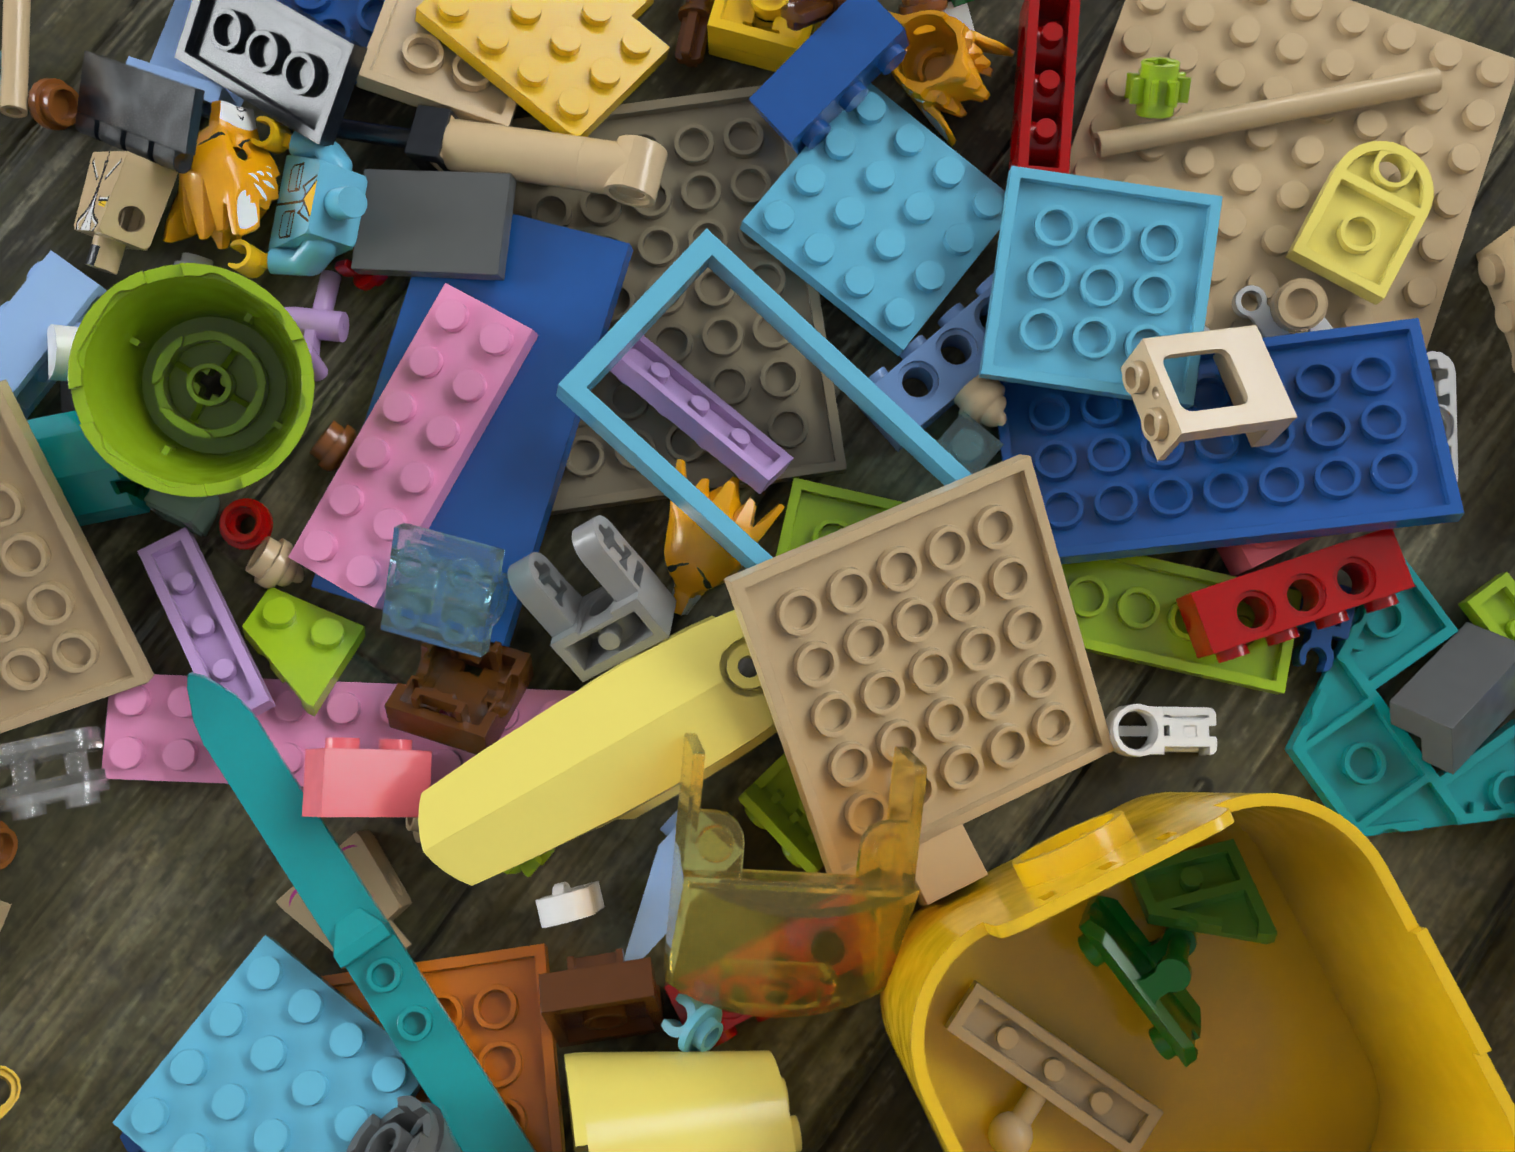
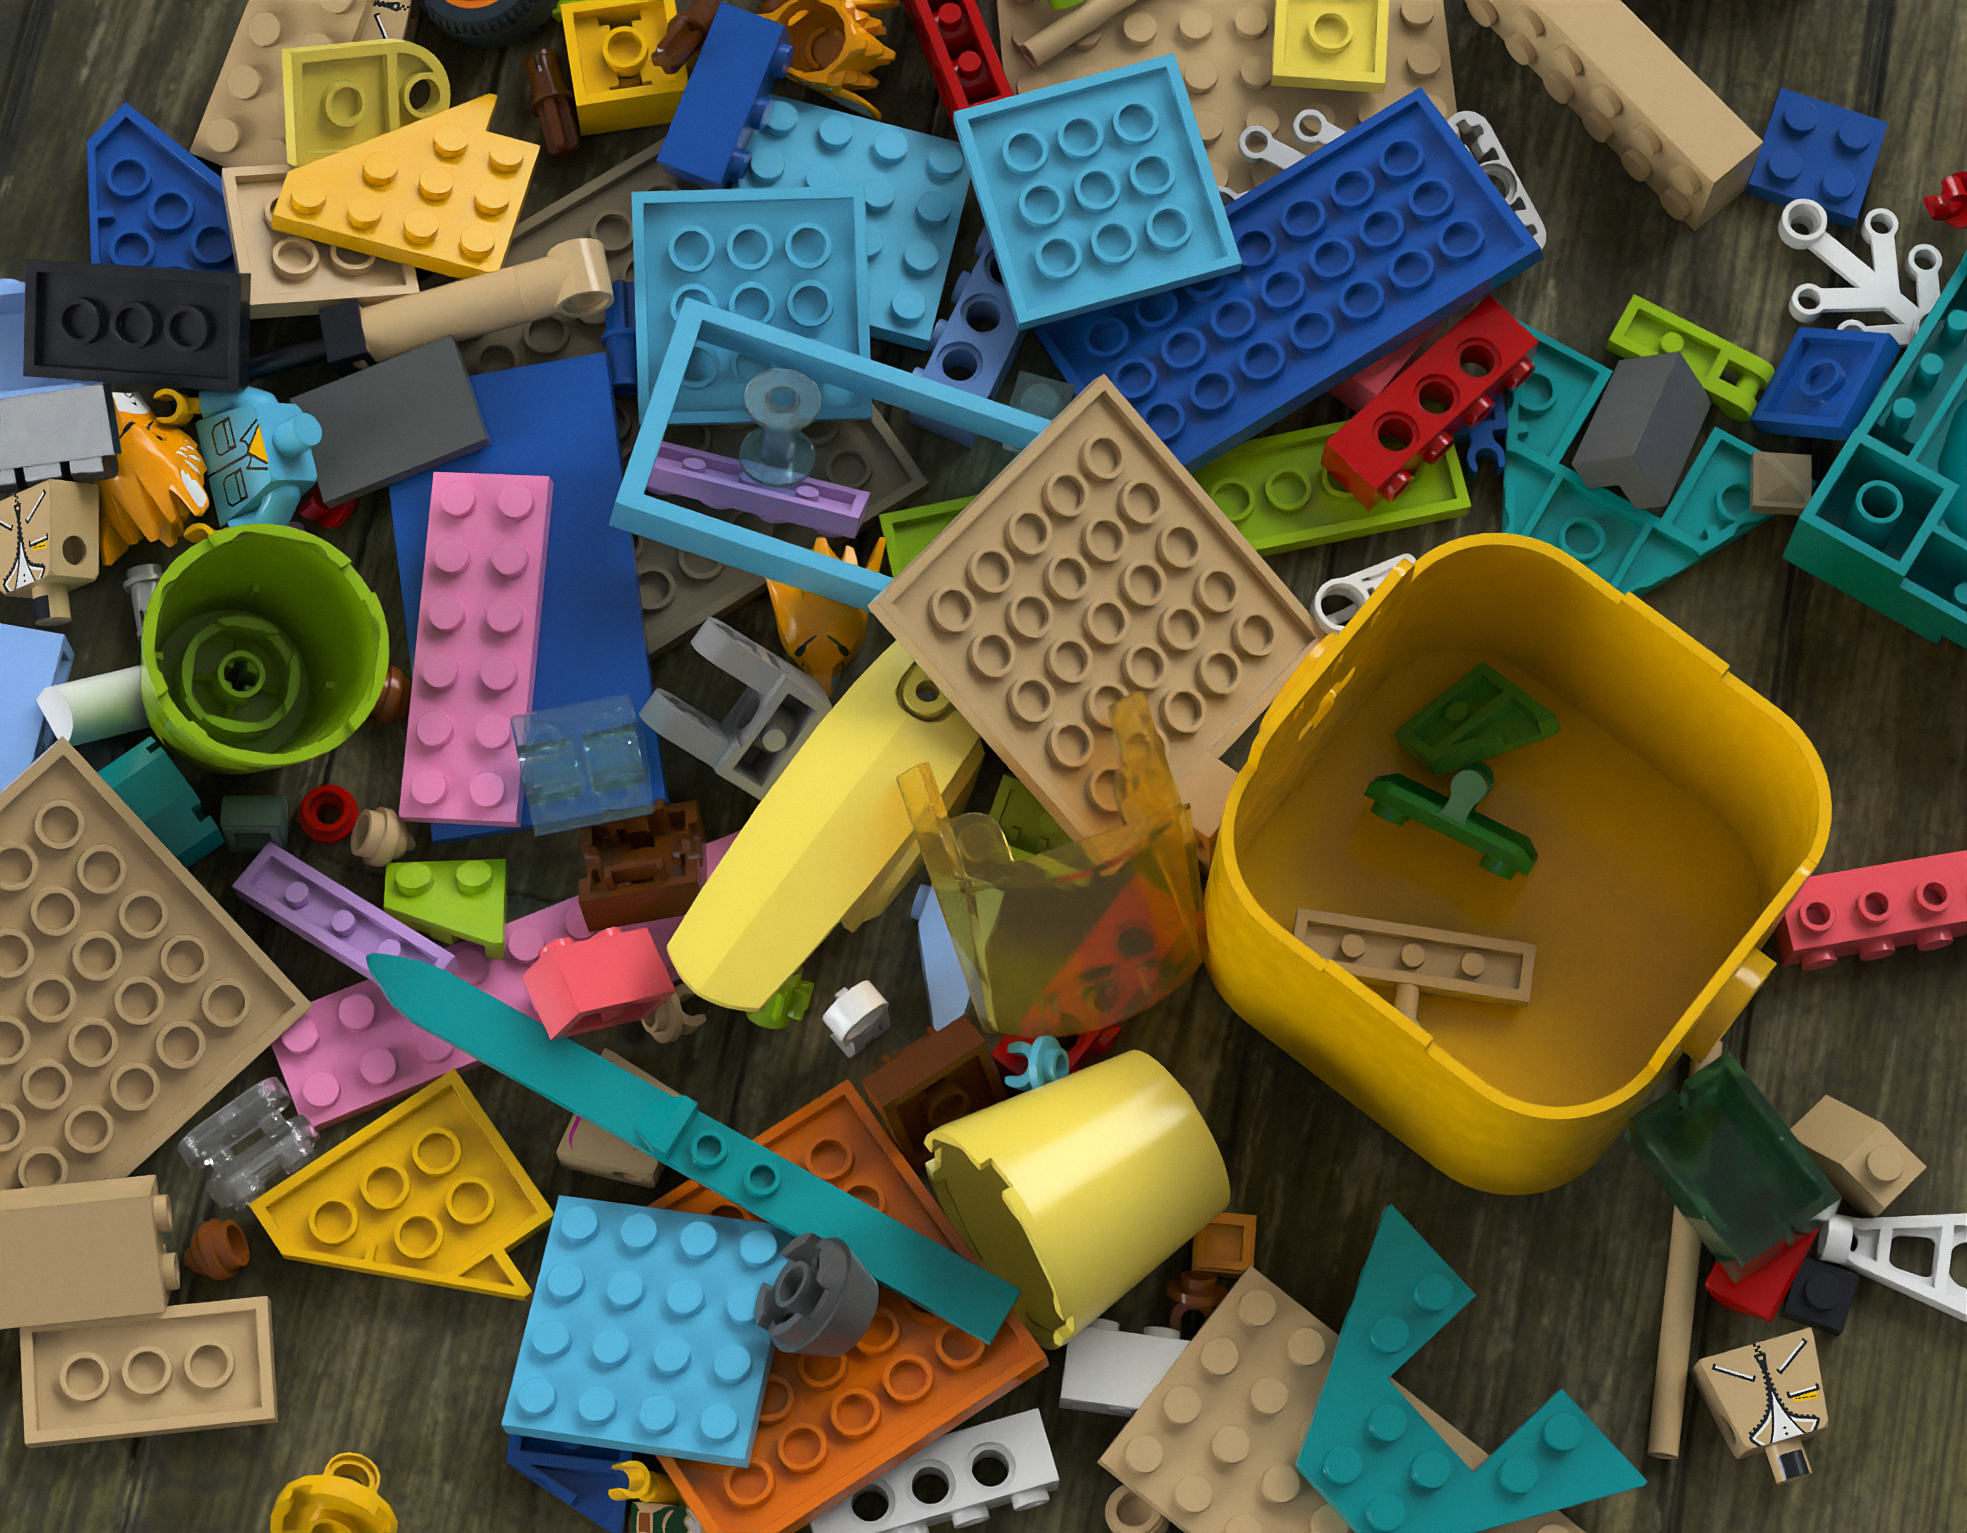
camera: 25 degrees left, 10 degrees down
(158, 879) = (414, 1199): none -> yellow wing
(656, 237) = (621, 339): none -> blue axle
(743, 362) = (782, 404): none -> clear light blue piece
(796, 226) = (761, 254): none -> medium azure plate
(983, 401) = (1034, 353): tan plate -> none
(1248, 374) = (1275, 205): tan window -> none
(1299, 305) = (1303, 125): tan tile -> none

